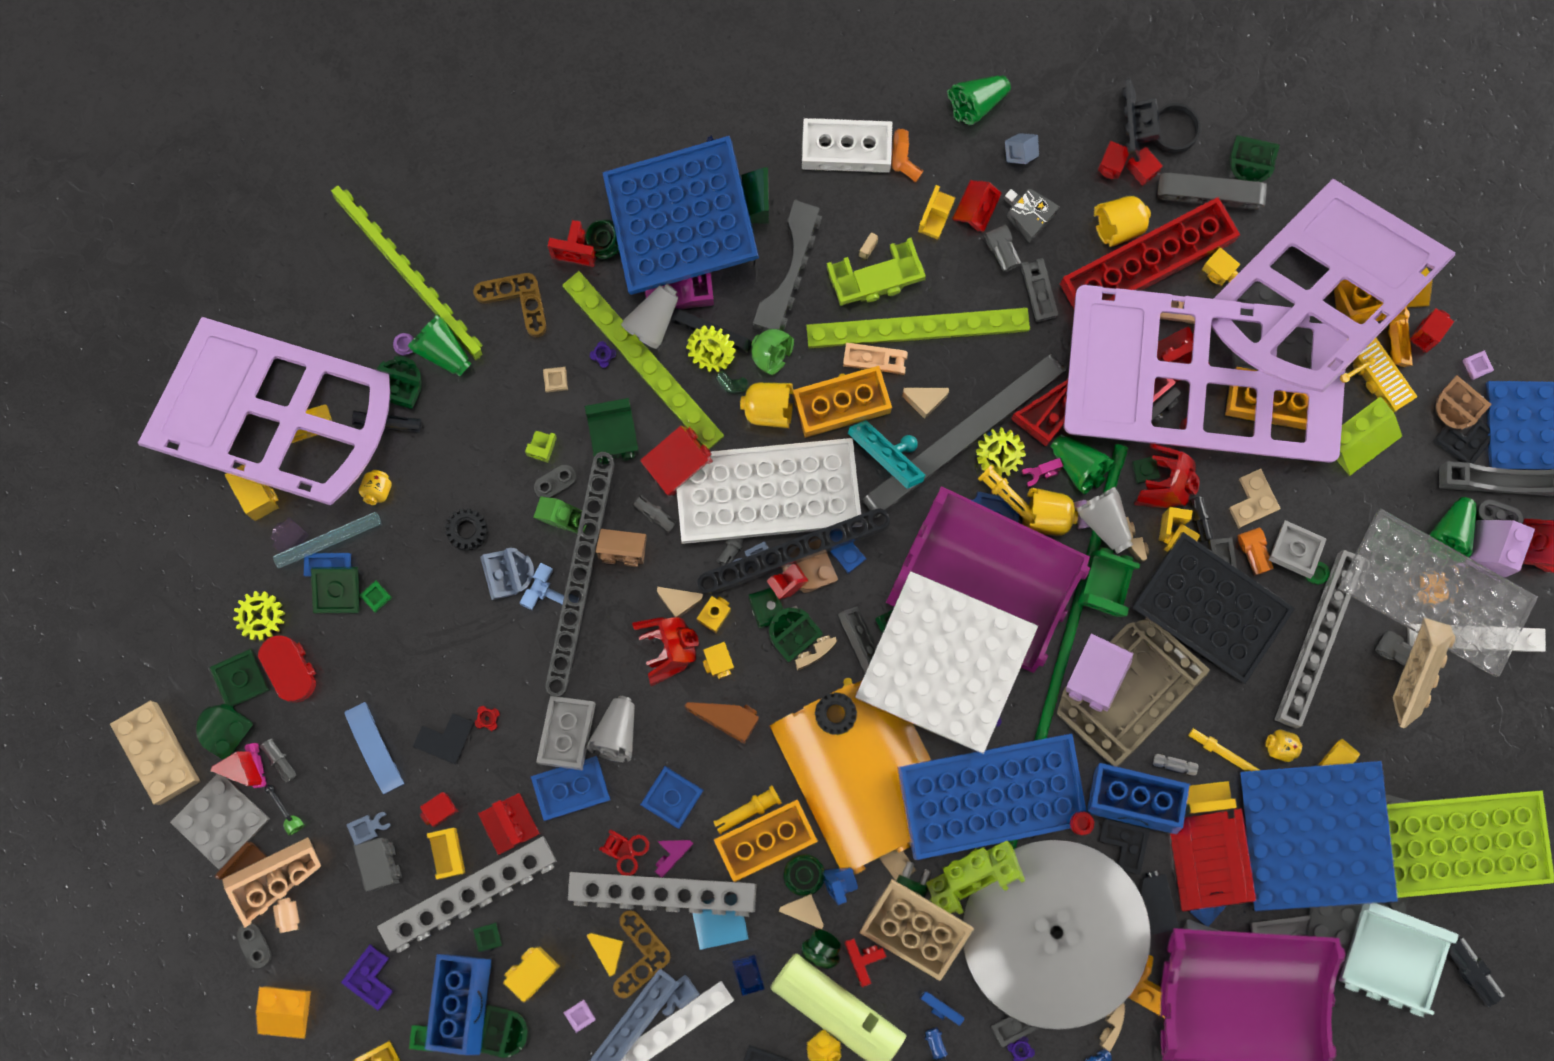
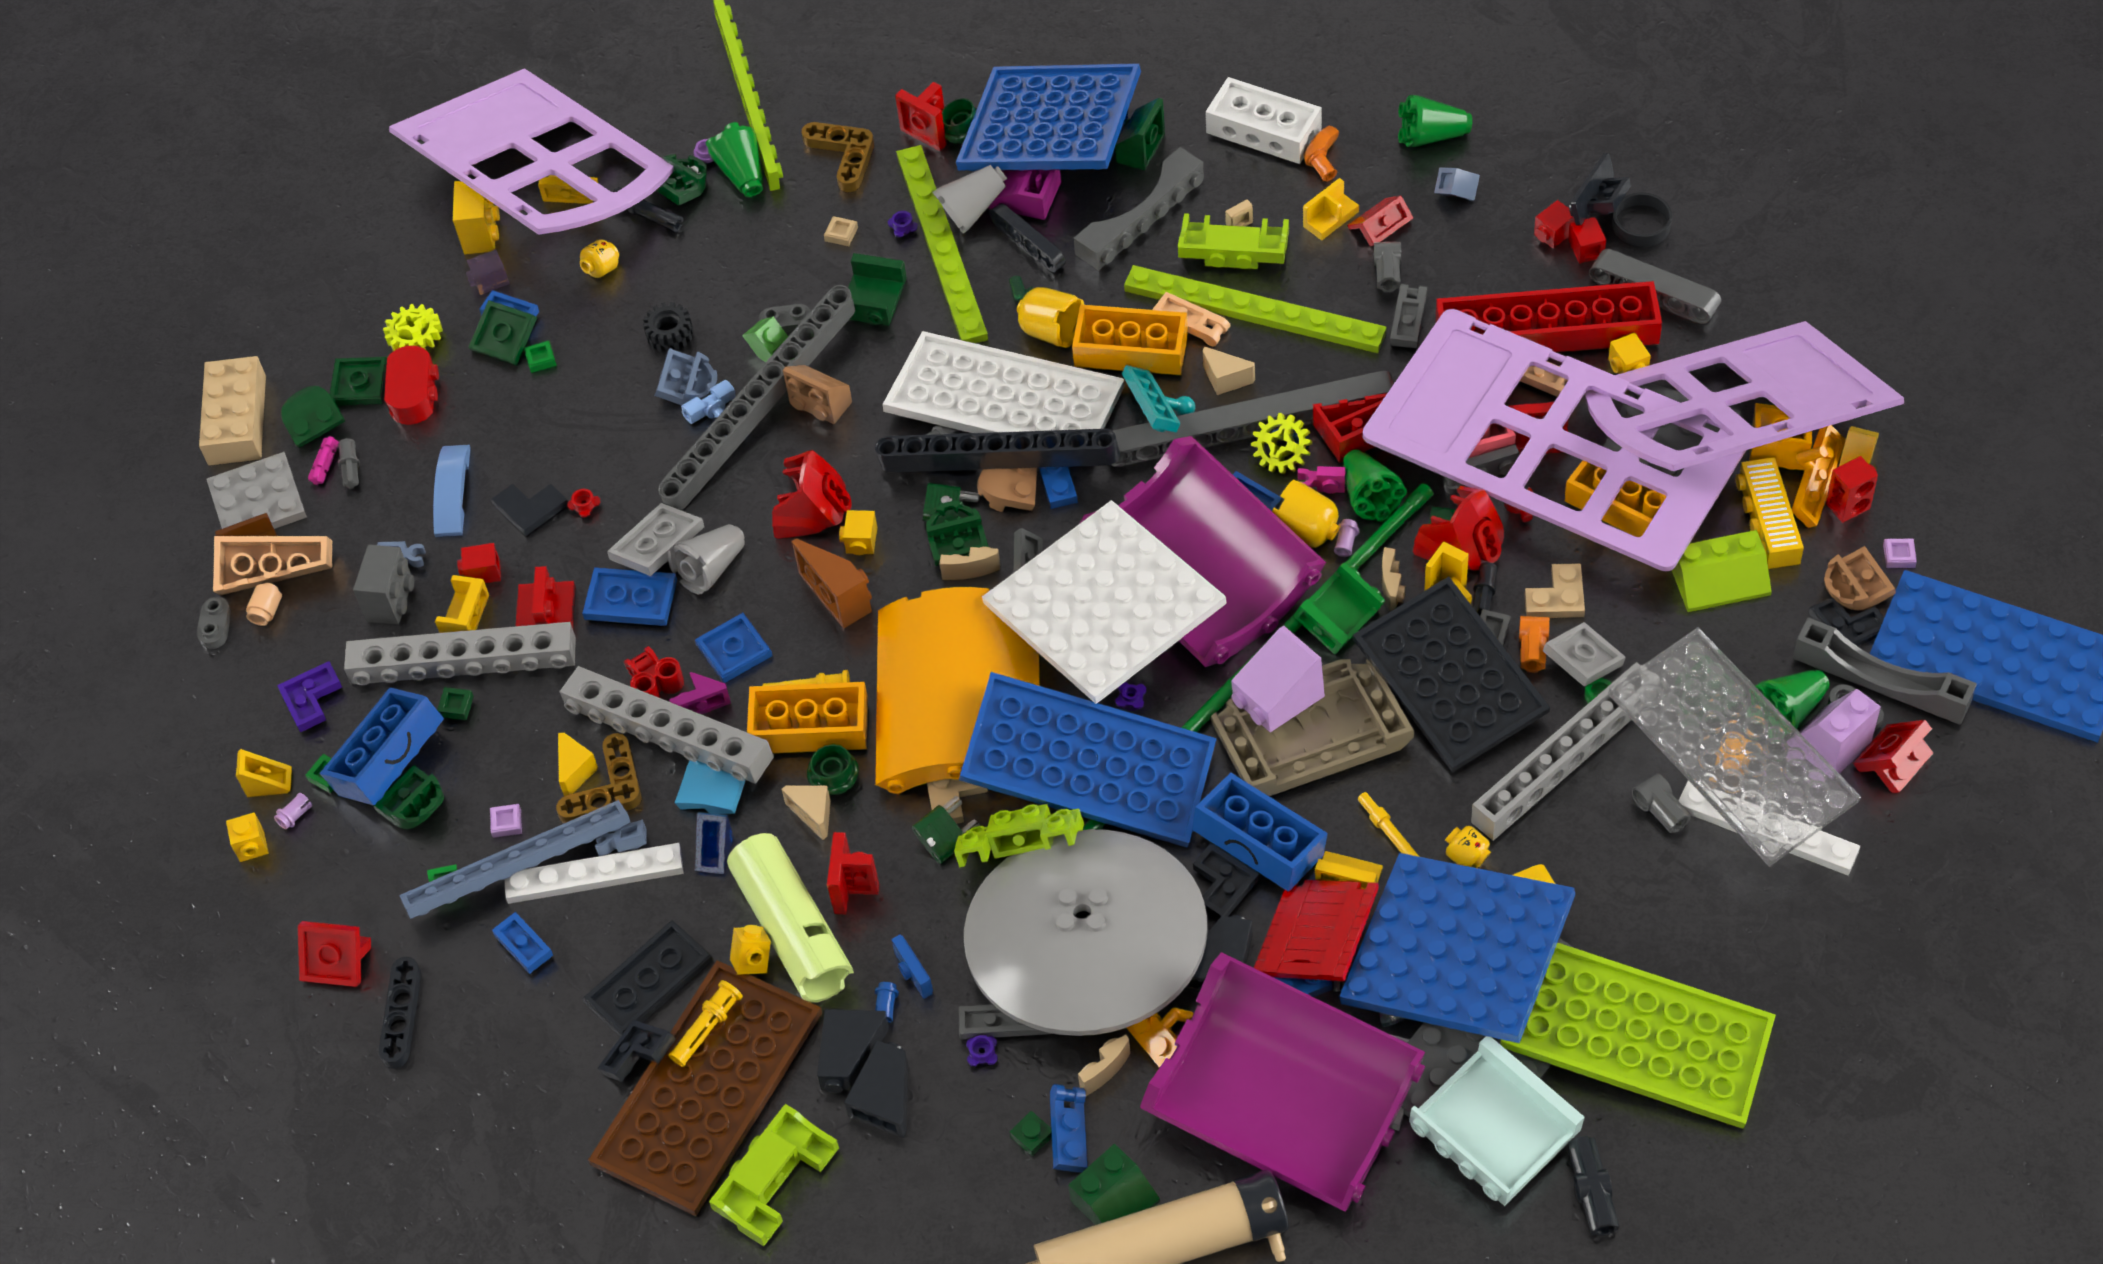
camera: 35 degrees right, 25 degrees down
(239, 768) = (304, 447): slope -> none
(282, 1011) = (201, 690): light orange slope -> none
(292, 823) = (324, 520): hinge -> none
(327, 540) = (521, 285): clear light blue axle -> none
(531, 973) = (477, 747): yellow brick -> none
(541, 446) = (789, 284): lime panel -> none
(655, 513) = (871, 377): dark grey pin -> none
(676, 459) = (921, 329): red panel -> none
(679, 601) = (853, 464): tan slope -> none
(710, 349) = (1016, 246): neon yellow gear -> none
(714, 613) = (880, 488): yellow brick -> none
(770, 350) = (1081, 270): bright green cylinder -> none
(788, 582) = (975, 484): red panel -> none
(822, 949) = (808, 850): dark green piece -> none
(835, 699) = (953, 615): black tyre -> none
(839, 882) = (866, 787): blue slope -> none
(916, 930) = (924, 859): tan slope -> none
(1002, 483) = (1263, 473): yellow pin -> none
(1030, 212) = (1436, 242): dark grey torso -> none
(1082, 823) = (1180, 834): red tile -> none
(1108, 519) = (1366, 532): light grey cone -> none
(1122, 220) = (1535, 270): yellow cylinder -> none
(1175, 764) = (1327, 823): light grey axle -> none
(1253, 158) = (1719, 270): dark green slope -> none
(1346, 377) = (1718, 490): yellow hinge -> none
(1422, 670) = (1670, 810): tan slope -> none

